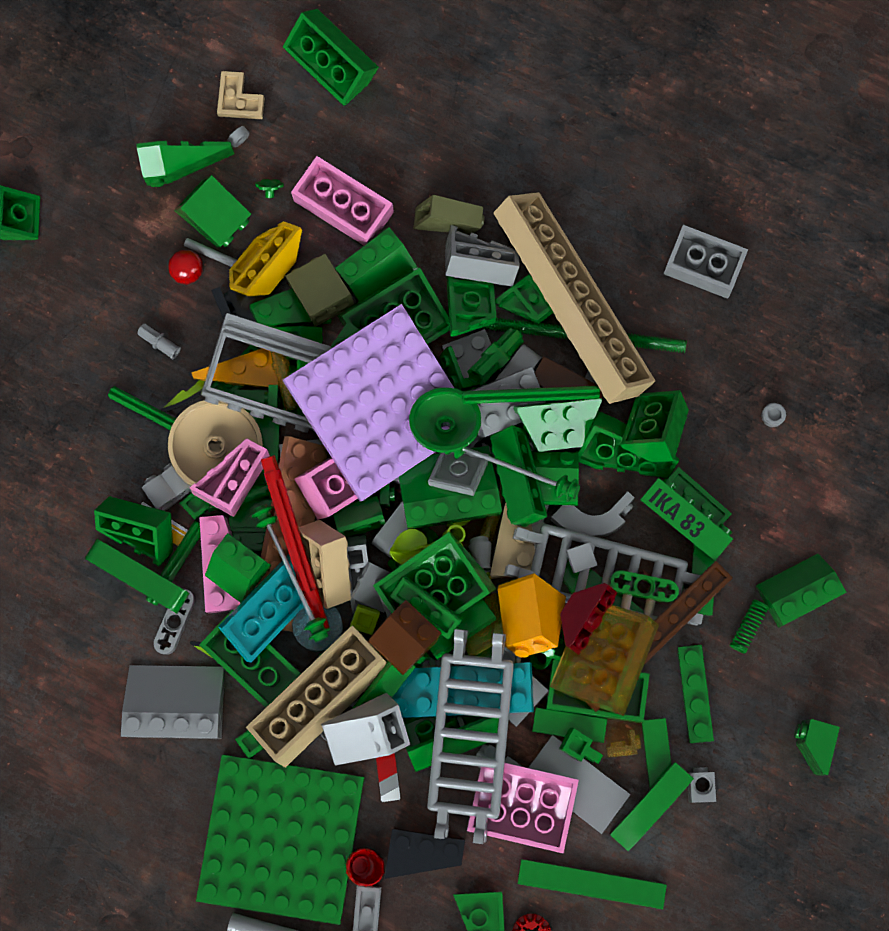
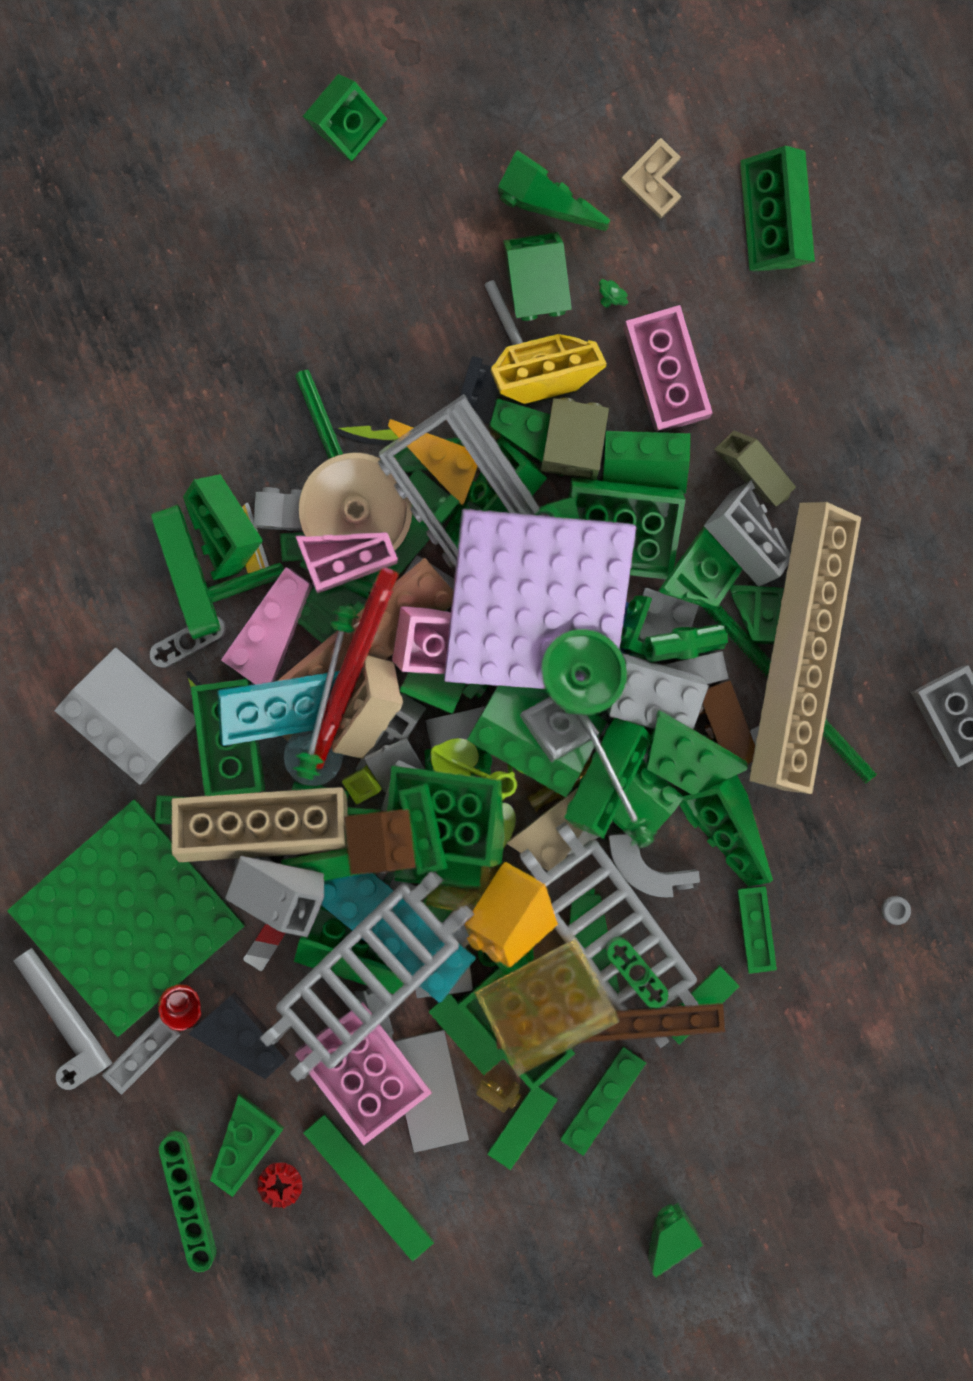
camera: 30 degrees right, 10 degrees up
(159, 341) = (385, 360): light grey axle -> none
(185, 266) = (468, 307): red hair -> none
(236, 568) = (280, 646): green slope -> none
(238, 136) = (621, 219): light grey tile -> none
(281, 367) = (470, 500): clear yellow pin -> none
(481, 551) = (516, 815): light grey cone -> none
(530, 394) = (683, 712): green axle -> none
(578, 747) = (457, 1061): green plate -> none
(581, 557) = (602, 900): light grey tile -> none
(584, 614) = (558, 957): dark red slope -> none
(651, 806) = (478, 1167): green slope -> none
(656, 425) = (776, 833): green slope -> none
(686, 519) = (730, 942): green brick -> none
(709, 794) = (532, 1197): light grey brick -> none
(759, 605) = (727, 1071): green piece -> none
(800, 589) = (778, 1090): green slope -> none

